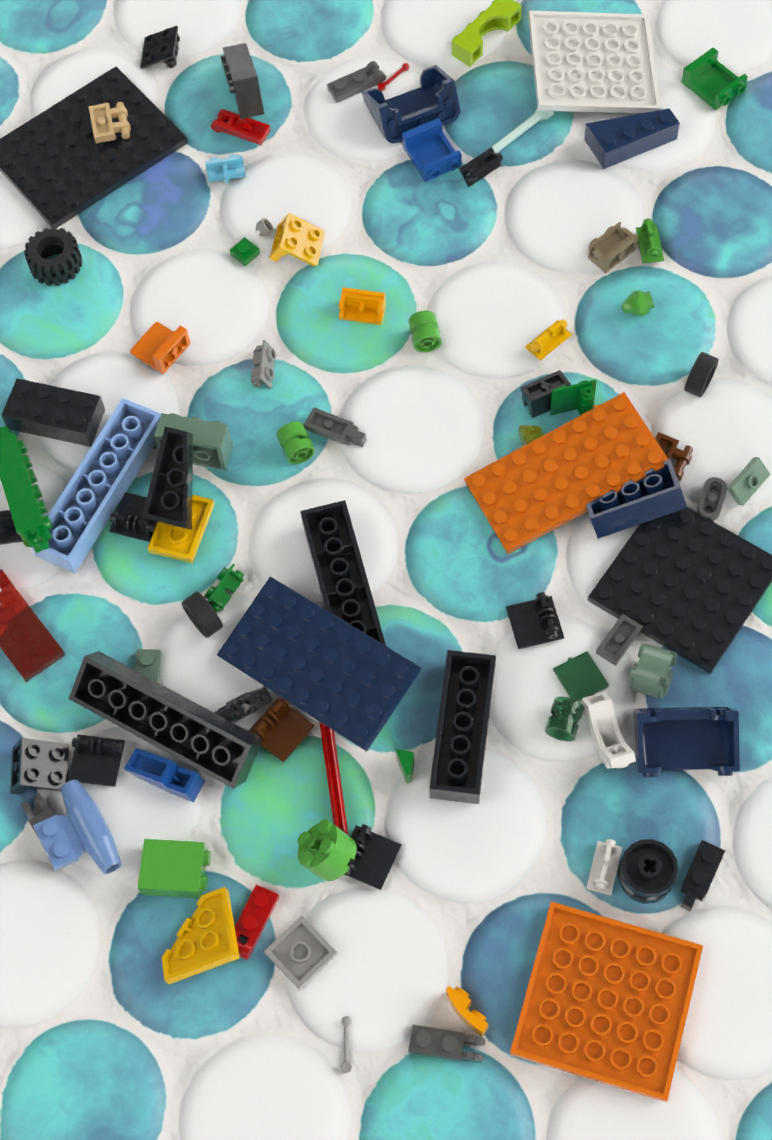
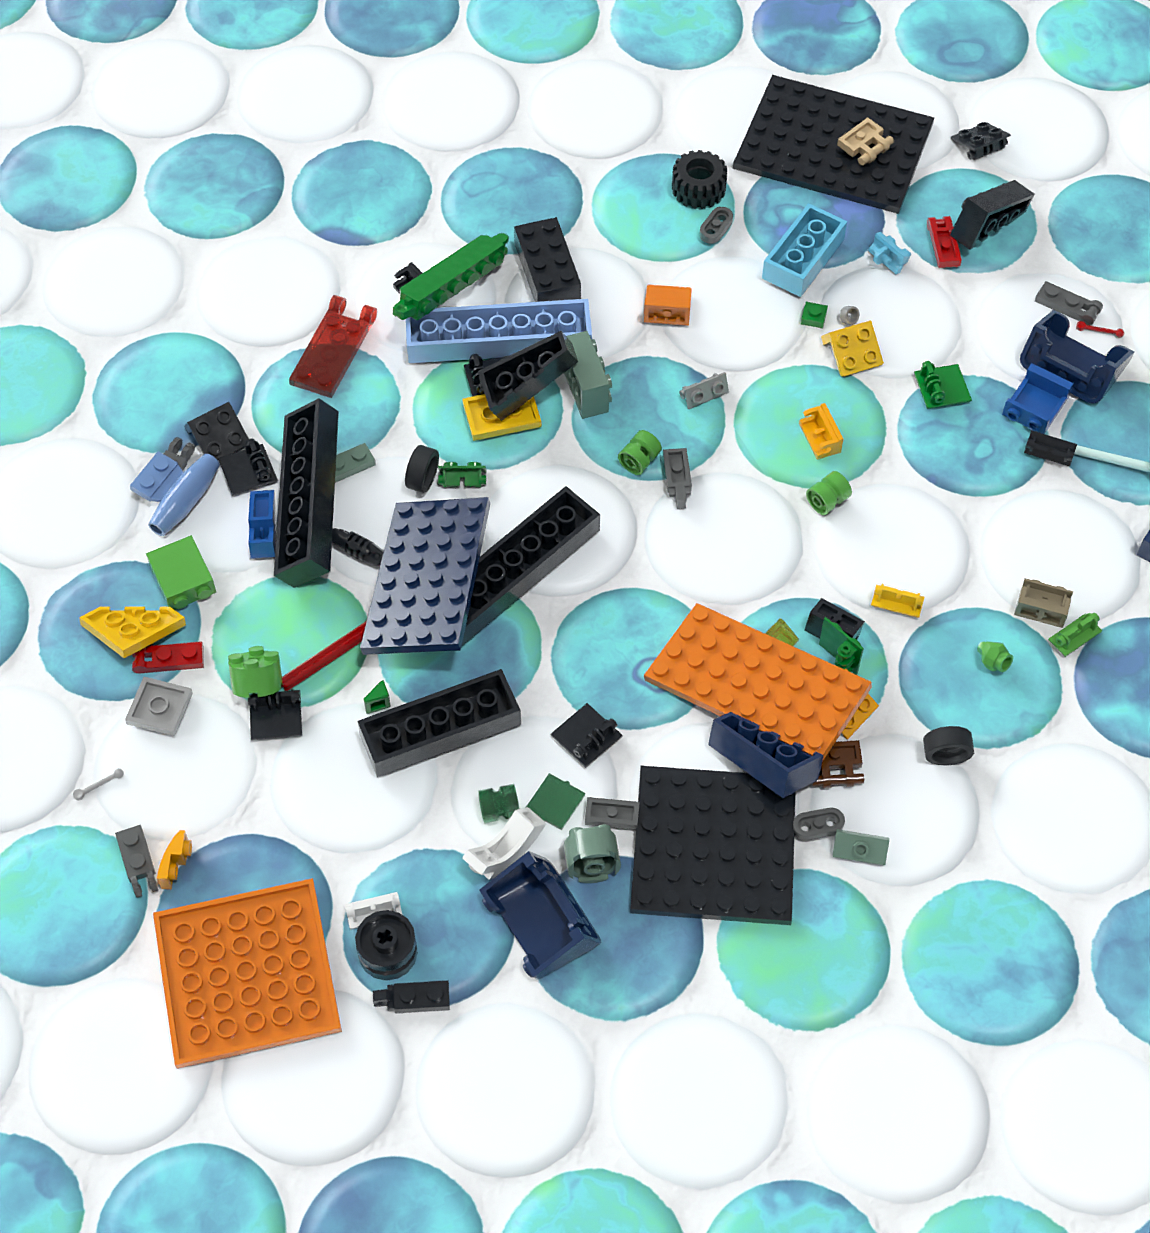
camera: 55 degrees right, 5 degrees down
(106, 272) = (716, 225): none -> dark grey plate
(182, 221) = (804, 250): none -> medium azure brick
(281, 729) = (352, 586): reddish brown hinge -> none
(374, 204) = (941, 385): none -> green hinge

